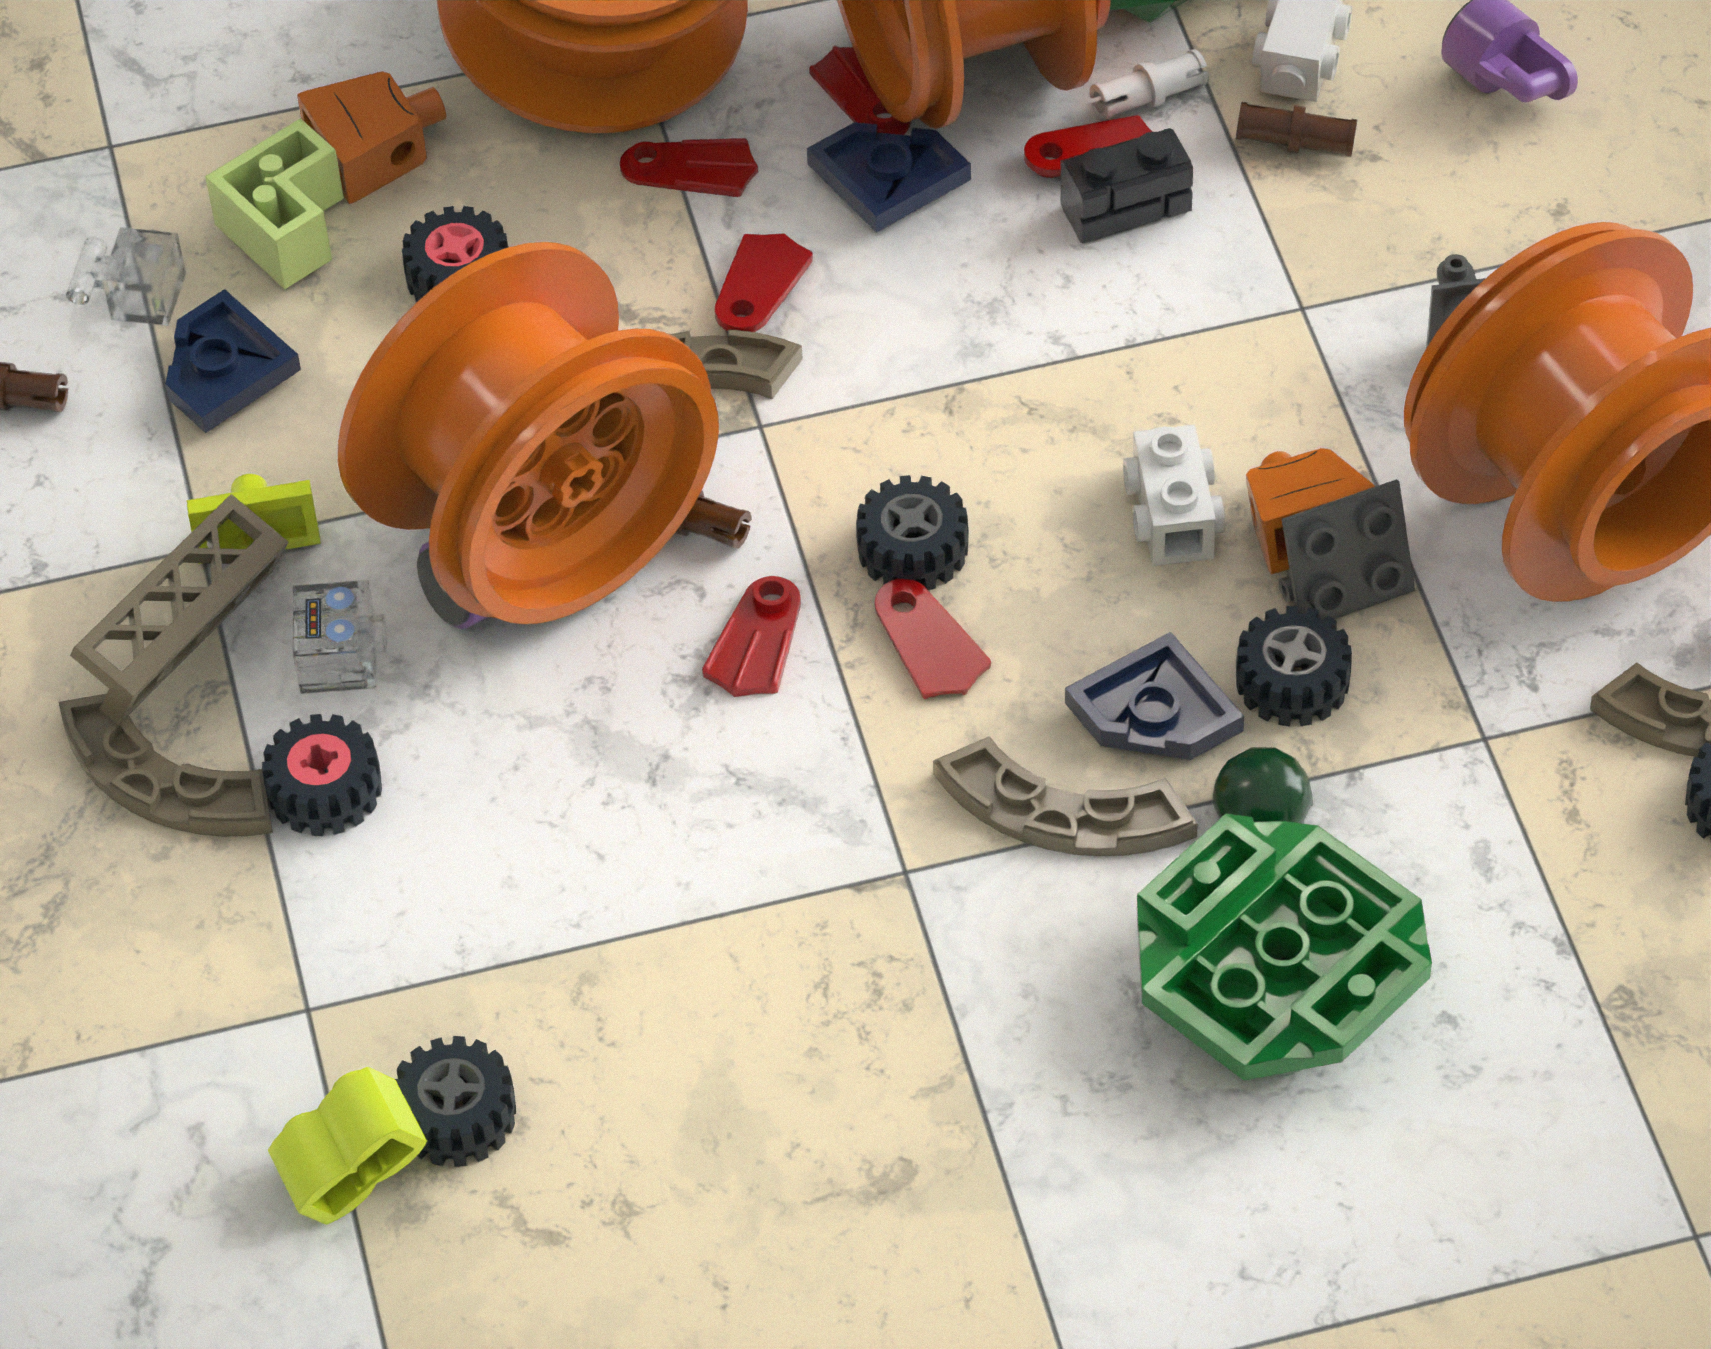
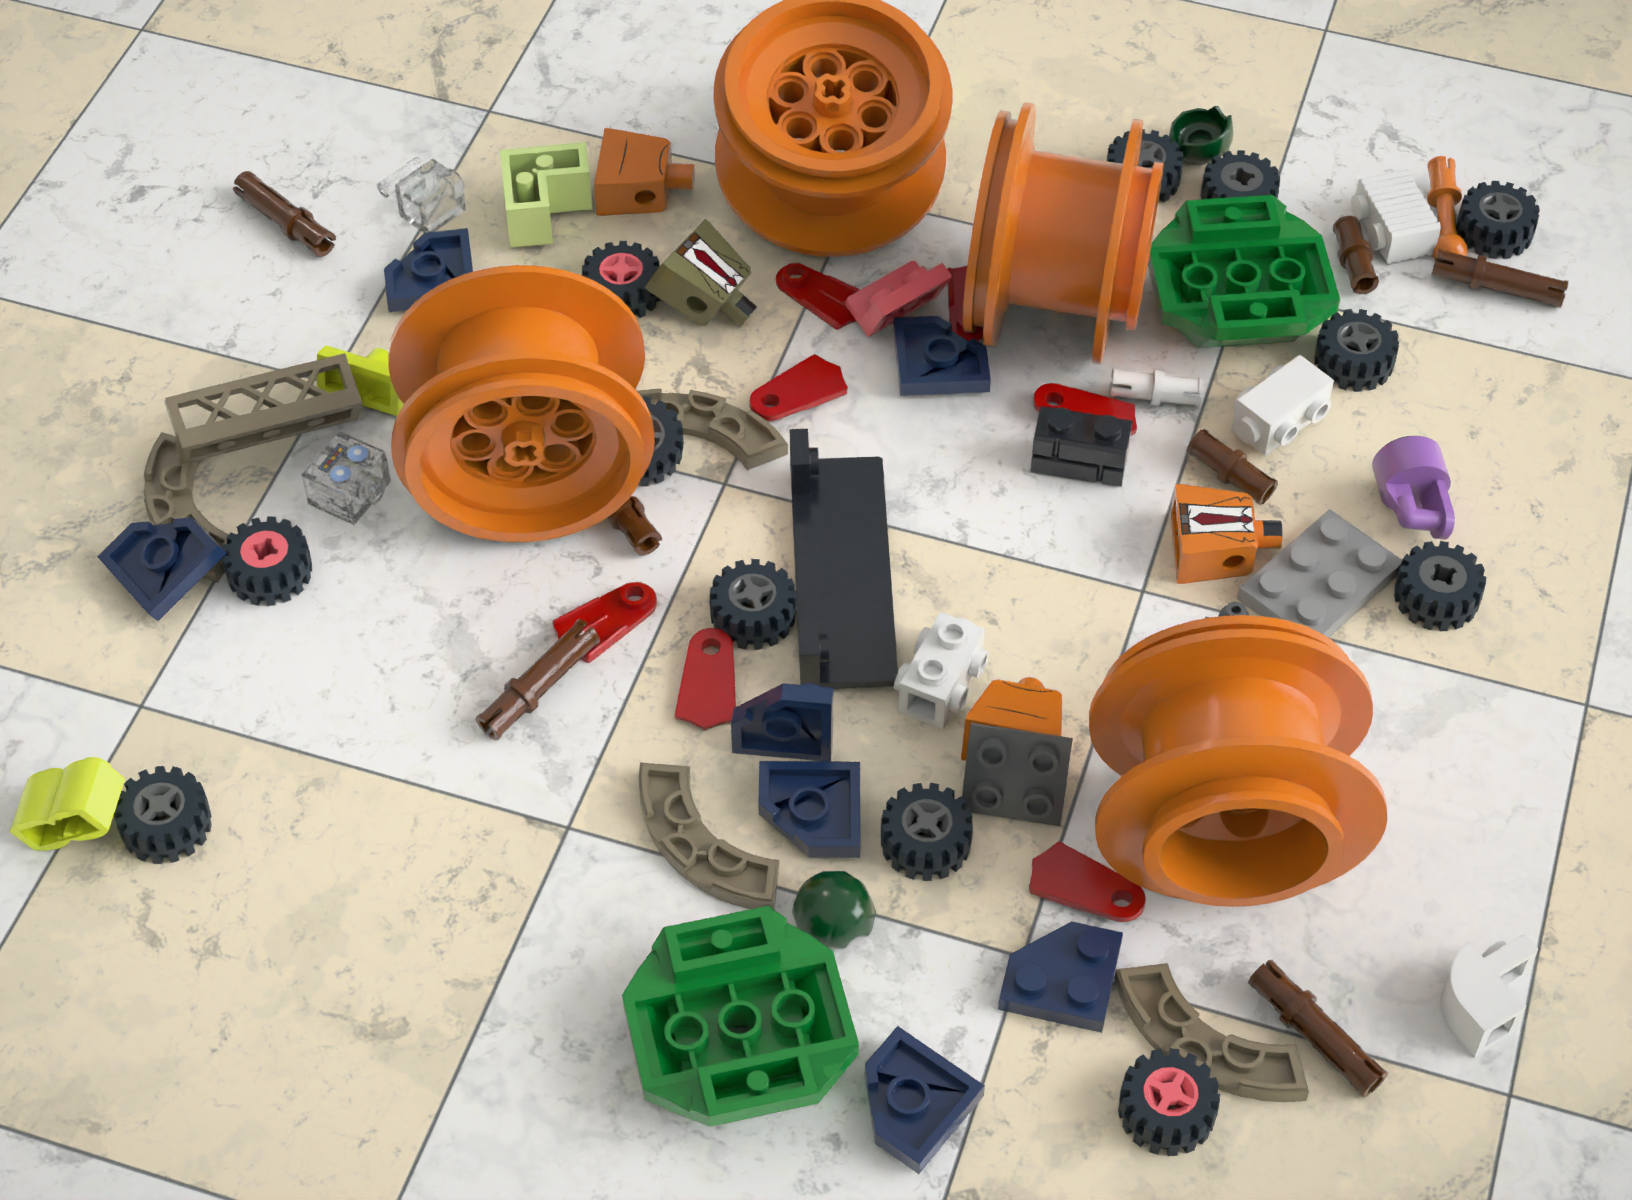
camera: 30 degrees right, 0 degrees up
(203, 837) = (161, 561): none -> dark blue plate
(562, 202) = (704, 278): none -> olive torso
(745, 757) = (523, 693): none -> reddish brown pin
(789, 122) = (896, 295): none -> coral bracket
(968, 434) = (841, 569): none -> black bracket
(1068, 631) = (786, 723): none -> dark blue plate
(1338, 206) = (1217, 533): none -> orange torso
(1475, 197) = (1321, 576): none -> light grey plate
(1491, 632) = (1084, 884): none -> red piece
(1500, 929) = (916, 1098): none -> dark blue plate
(1545, 733) = (1063, 976): none -> dark blue plate
(1602, 145) = (1440, 586): none -> black wheel

